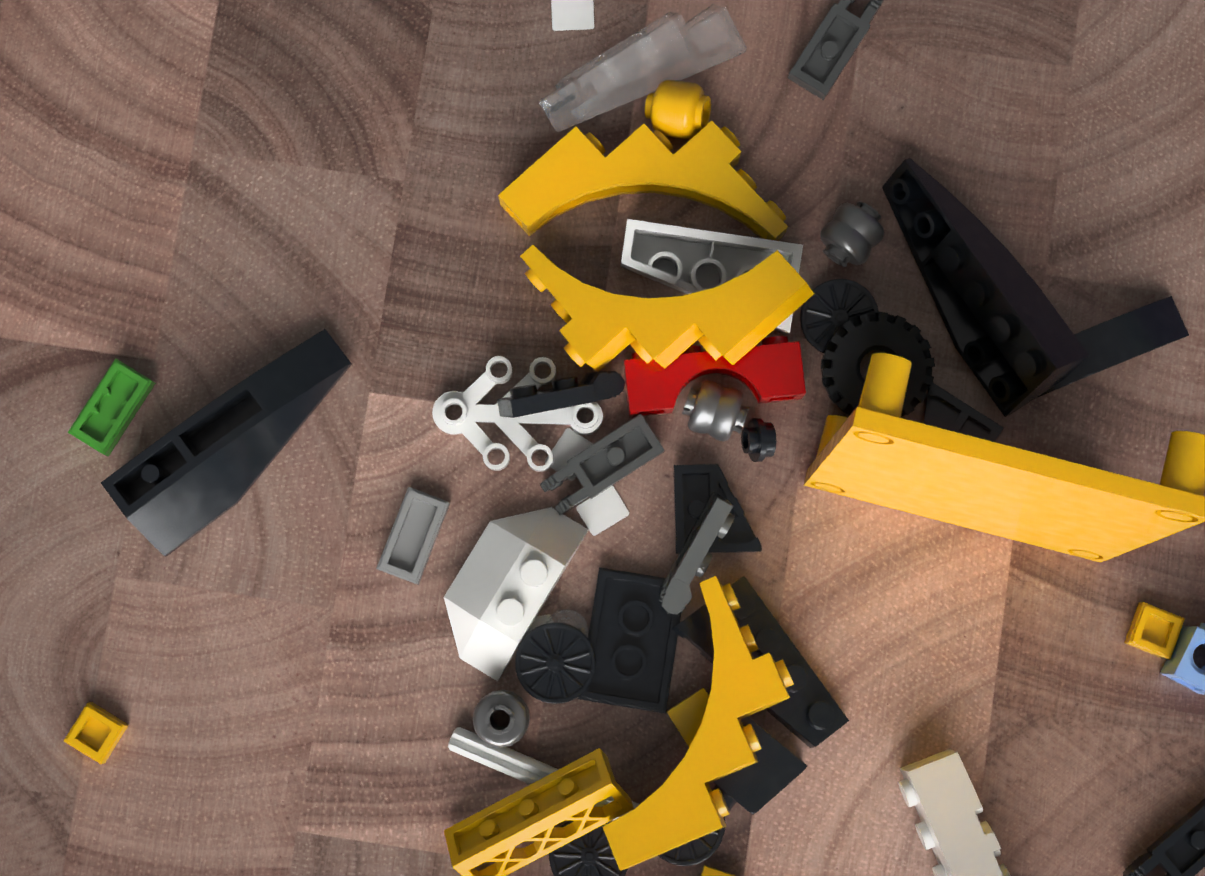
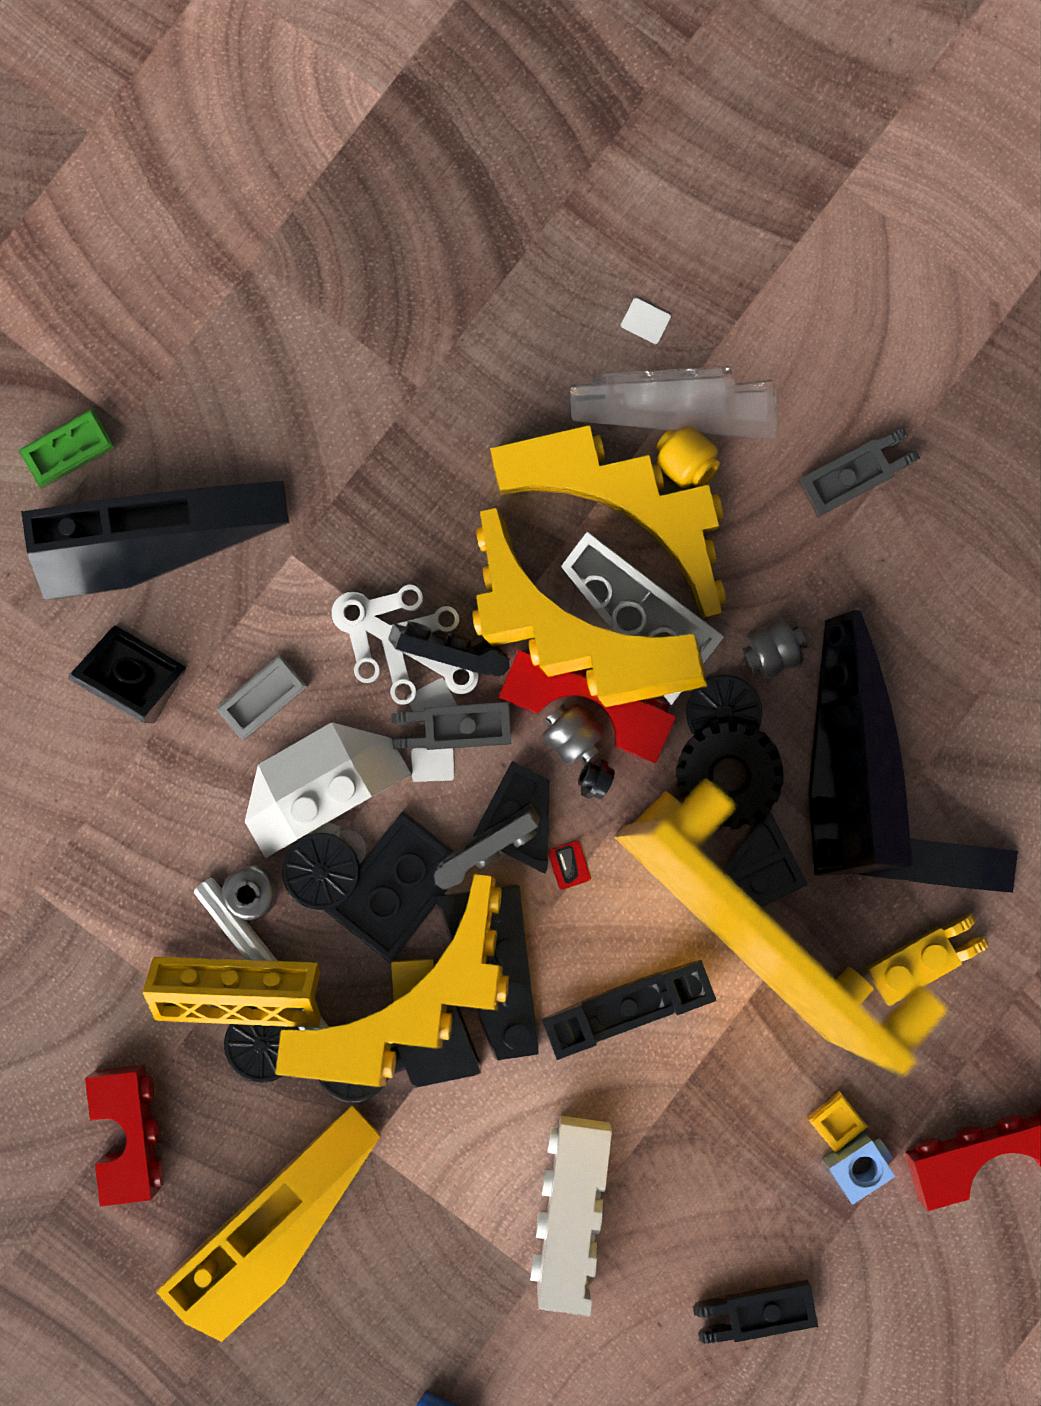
camera: 25 degrees right, 5 degrees up
(280, 580) = (129, 675): none -> black slope
(778, 533) = (569, 865): none -> sticker
(907, 631) = (628, 1007): none -> black slope
(1148, 433) = (923, 960): none -> yellow hinge

